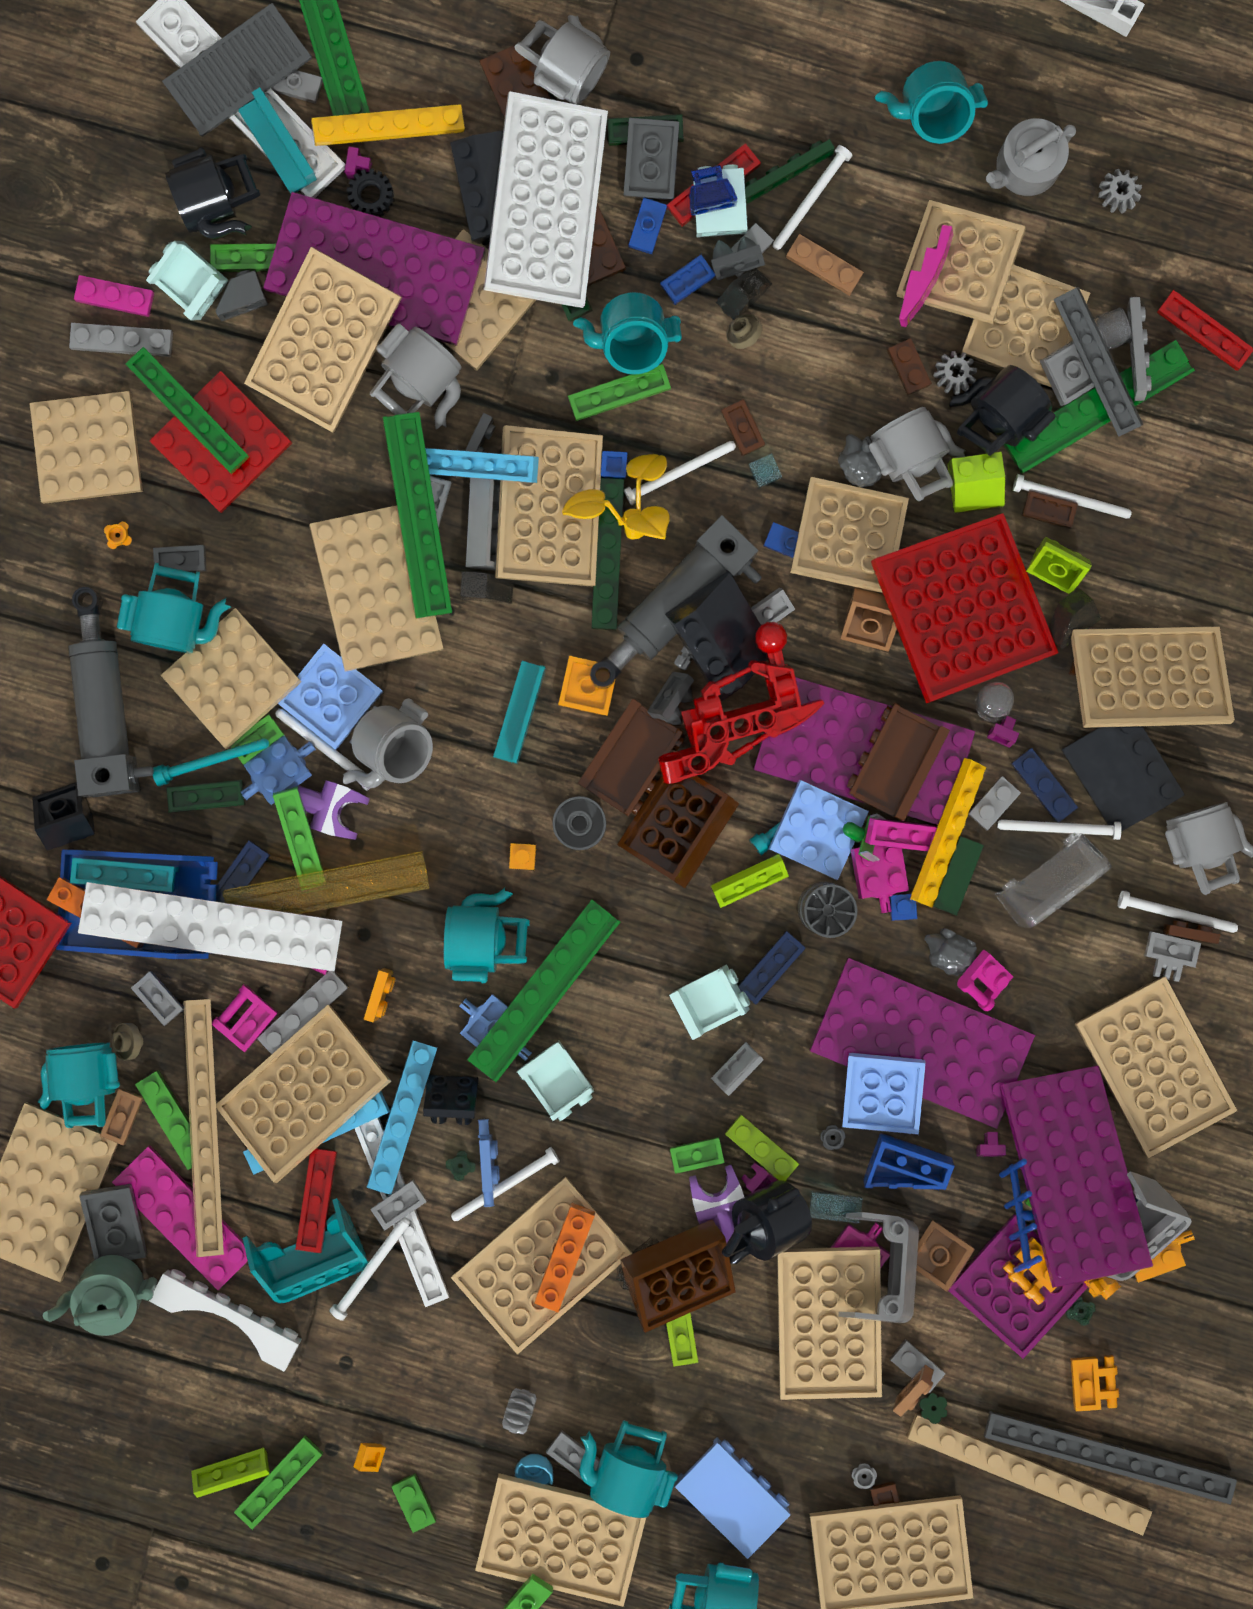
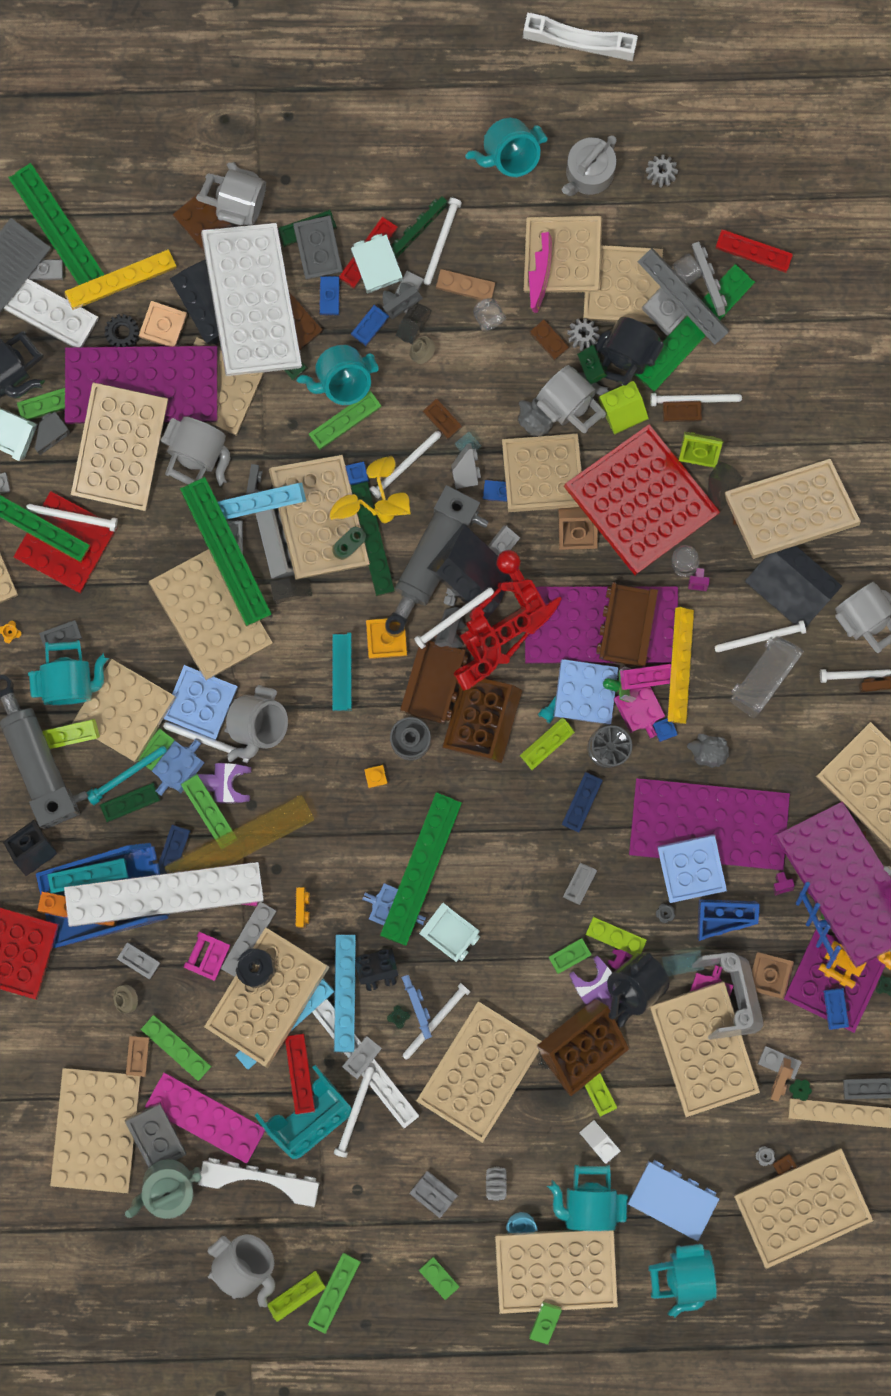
camera: 15 degrees left, 5 degrees down
(79, 1077) = (99, 1034): teal piece -> none
(155, 688) = (71, 733): none -> lime plate
(172, 1421) = (243, 1267): none -> light grey piece
(203, 1128) = (201, 1045): tan plate -> none
(277, 142) = (44, 315): teal panel -> none
(284, 436) = (112, 524): none -> white bar
(287, 1046) = (258, 957): none -> black plate
(356, 163) = (105, 313): magenta tile -> none
(369, 1457) = (395, 1253): light orange plate -> none
(425, 199) = (162, 325): none -> light nougat plate
(437, 1398) = (433, 1194): none -> flat silver plate
(477, 937) = (361, 843): teal piece -> none
(564, 1257) = (495, 1058): orange brick -> none
(568, 1453) = (542, 1205): light grey plate -> none
(577, 550) = (350, 542): none -> dark green plate
(631, 704) = (452, 618): none -> white bar
(663, 1397) = (599, 1141): none -> white slope
(710, 195) = (370, 260): clear blue piece -> none
(710, 1001) = (545, 839): light aqua panel -> none
(751, 500) = (464, 469): none -> light grey slope
(842, 310) = (488, 314): none -> clear helmet
(954, 415) = (592, 364): none -> dark green plate
(958, 875) = (697, 695): dark green tile -> none
(991, 974) = (743, 758): dark pink plate -> none
(994, 803) = (707, 634): light grey plate -> none
(1009, 1324) = (835, 1008): none -> blue plate
(1044, 785) = (740, 610): dark blue plate -> none
(1171, 954) = (870, 704): light grey hinge -> none

